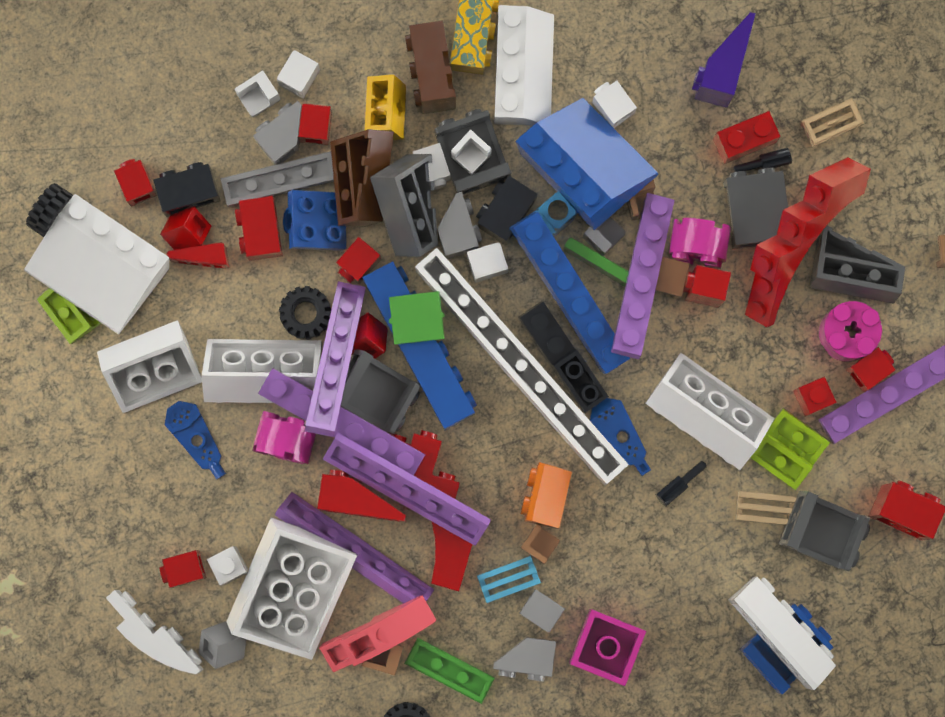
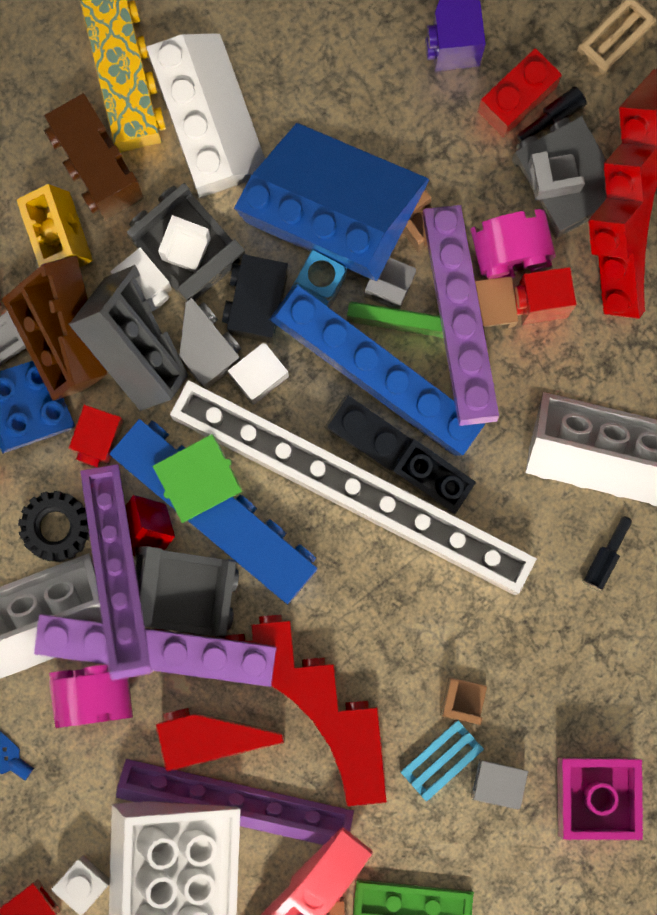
camera: 20 degrees left, 0 degrees up
(406, 489) = (270, 700): medium lavender plate -> none
(529, 657) = (506, 849): light grey slope -> none
(547, 495) = (448, 636): orange slope -> none
(613, 103) = (337, 114): white brick -> none
(619, 423) = (496, 514): blue piece -> none
(746, 205) = (554, 175): none -> light grey panel

